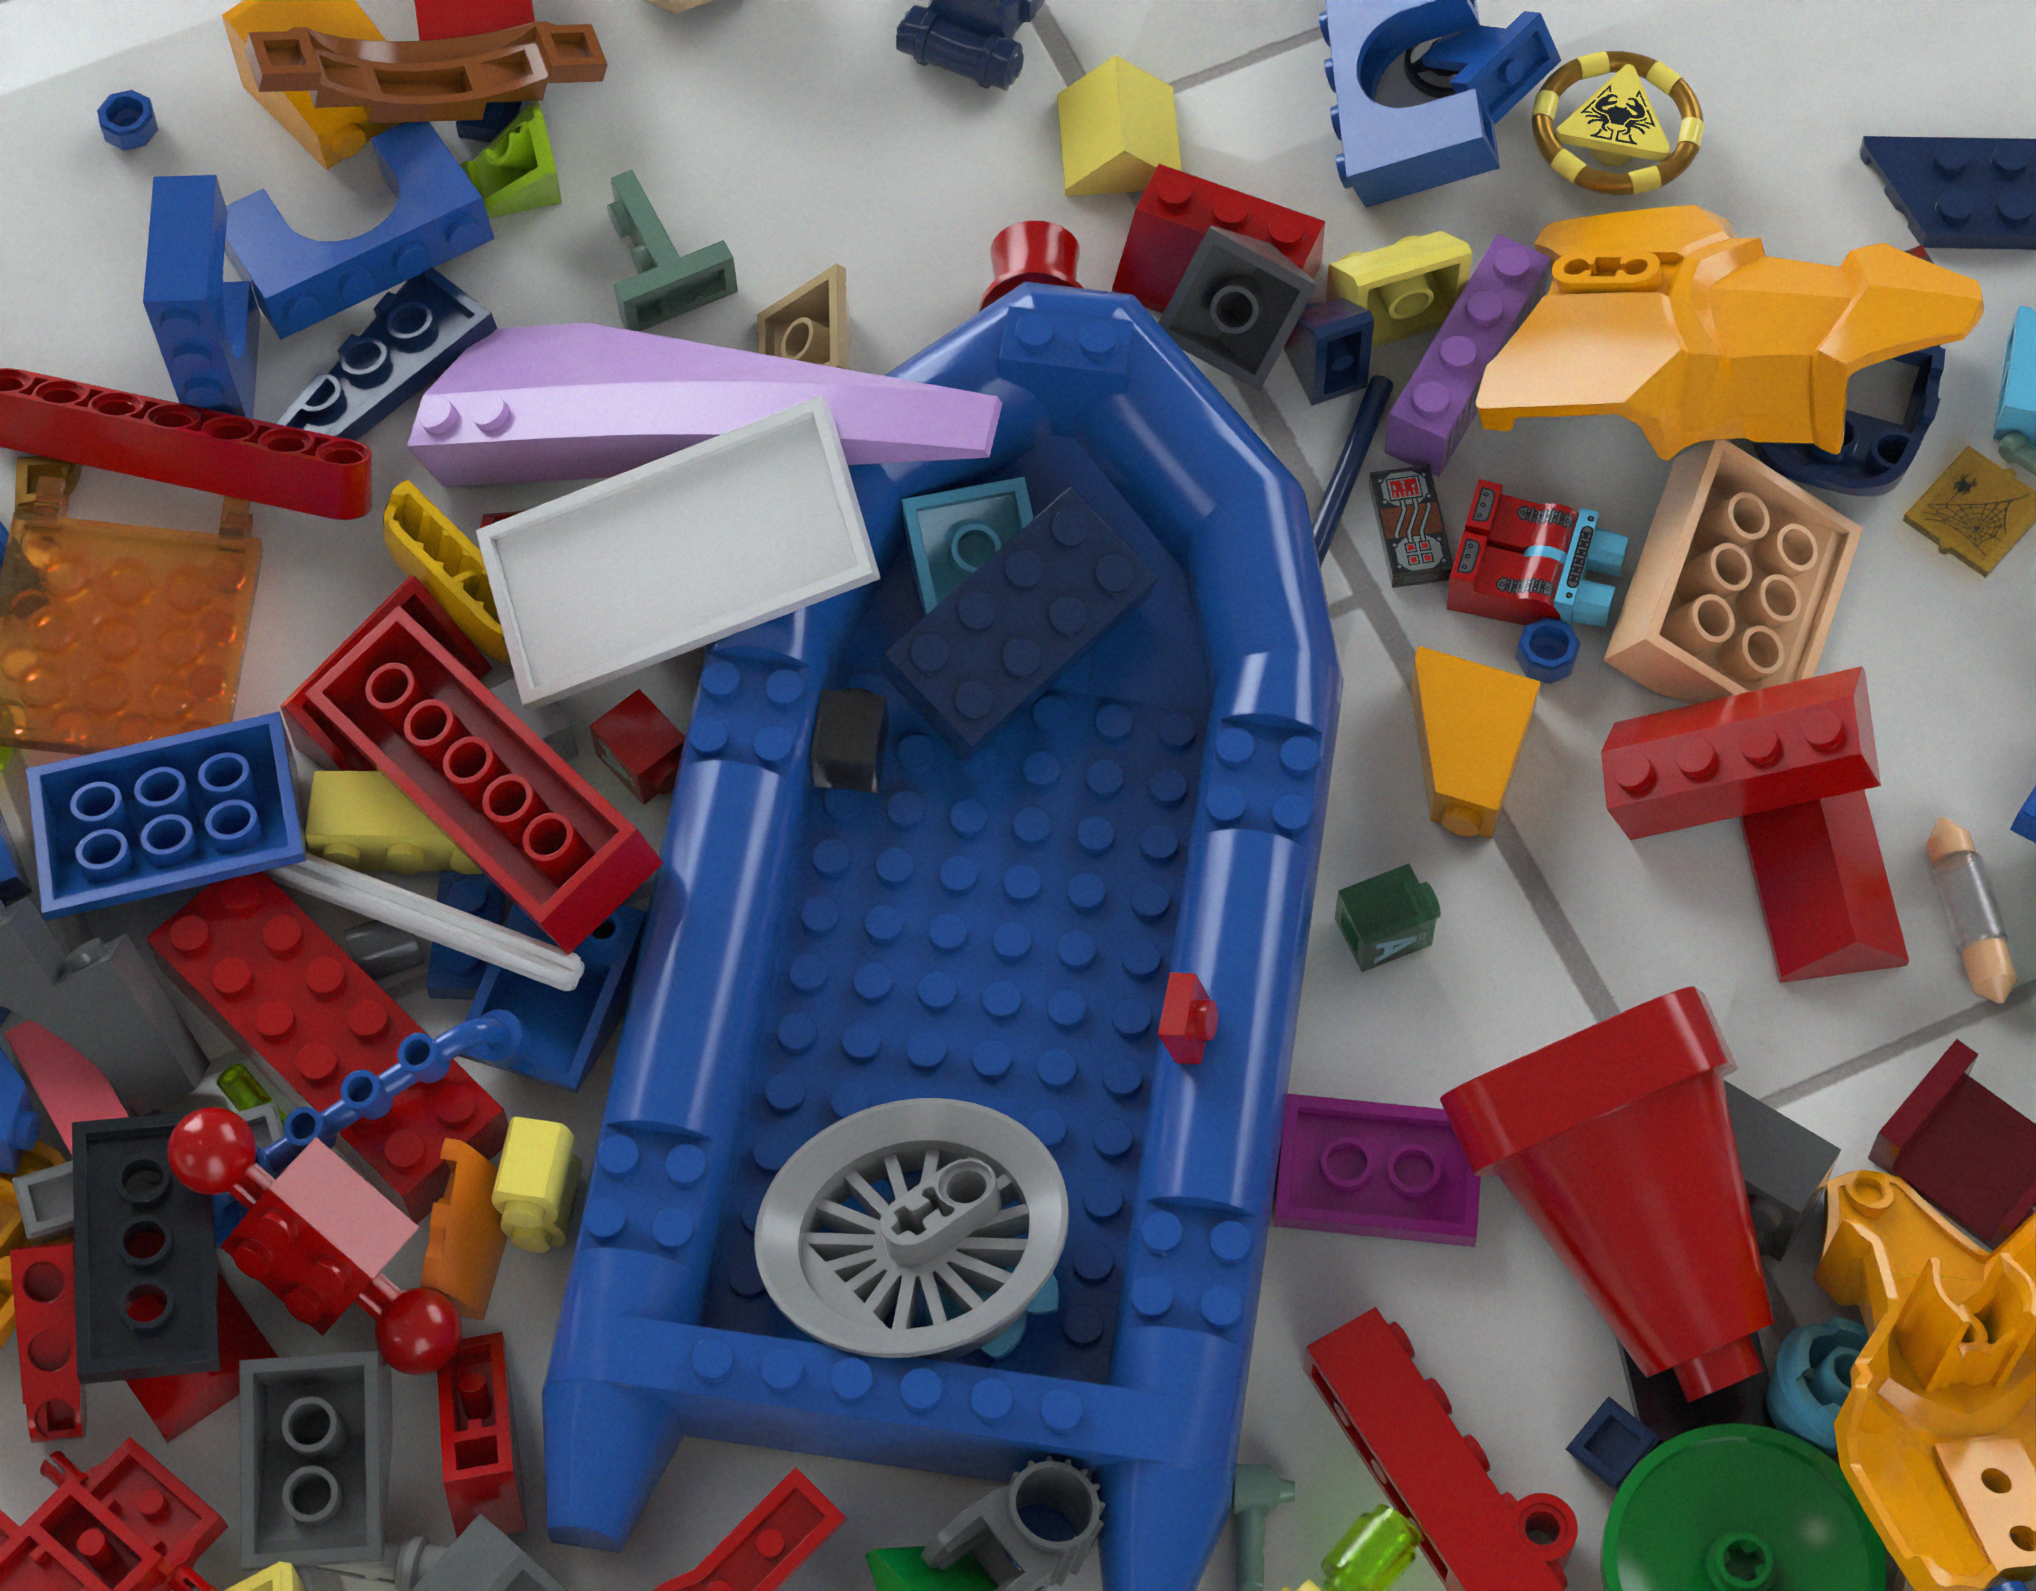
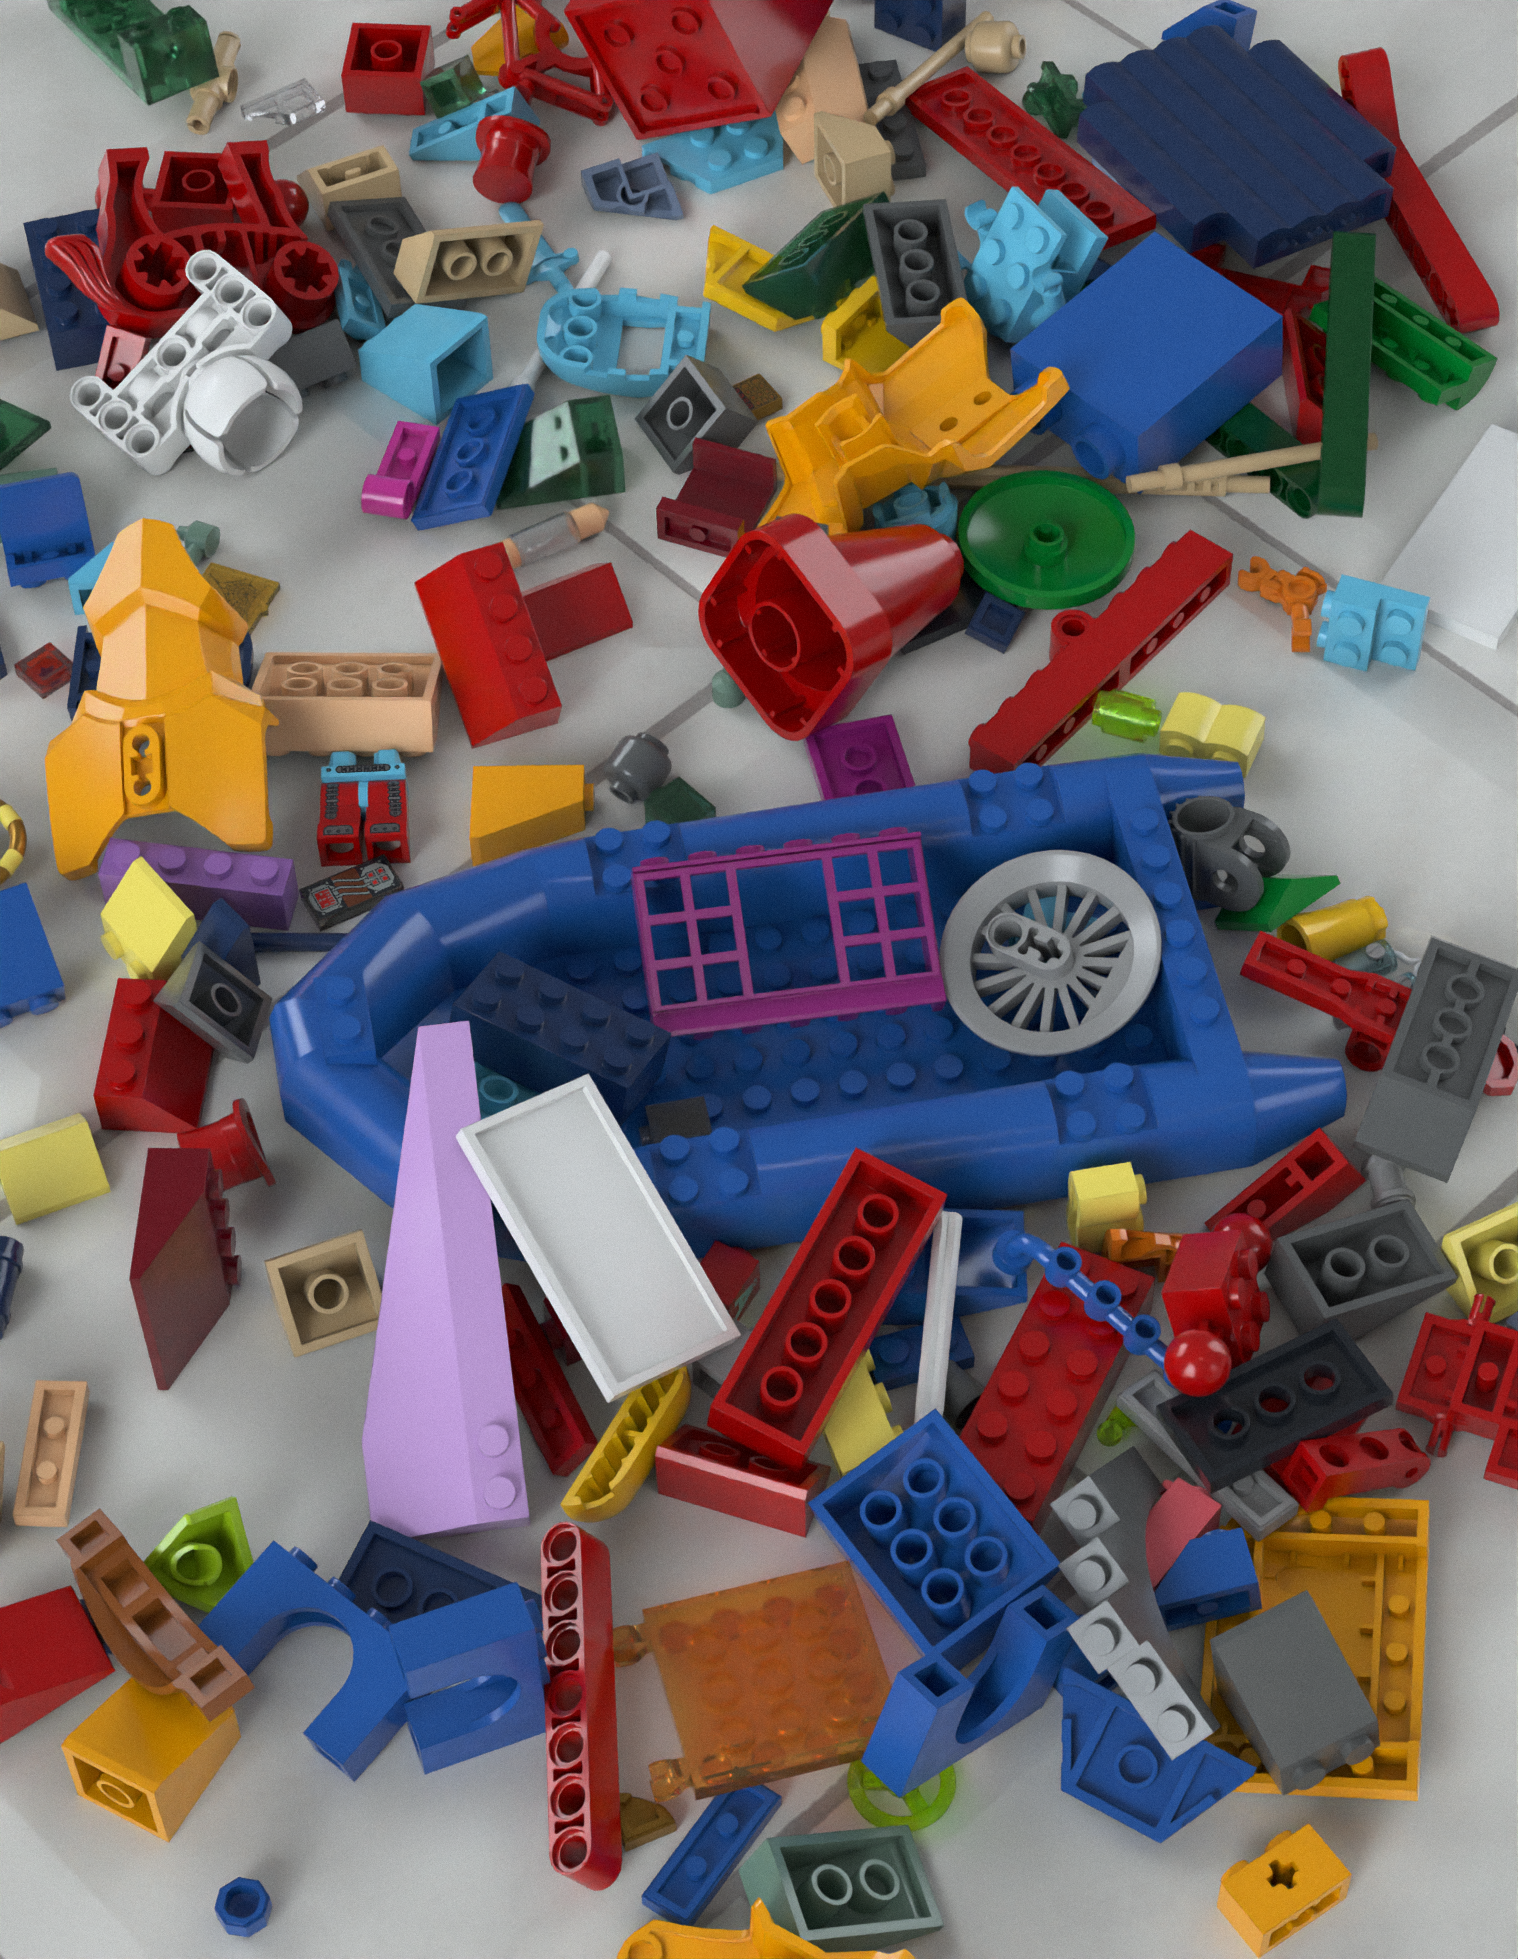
camera: 110 degrees left, 10 degrees down
(664, 281) = (269, 1430): sand green bracket -> none
(728, 63) = (51, 1453): none -> light nougat plate
(855, 162) = (181, 1257): none -> dark red slope
(1160, 937) = (801, 1004): none -> magenta window
(1187, 1018) = (849, 818): red plate -> none
(1491, 891) = (637, 767): none -> dark grey head
(1547, 650) = (431, 789): blue tile -> none

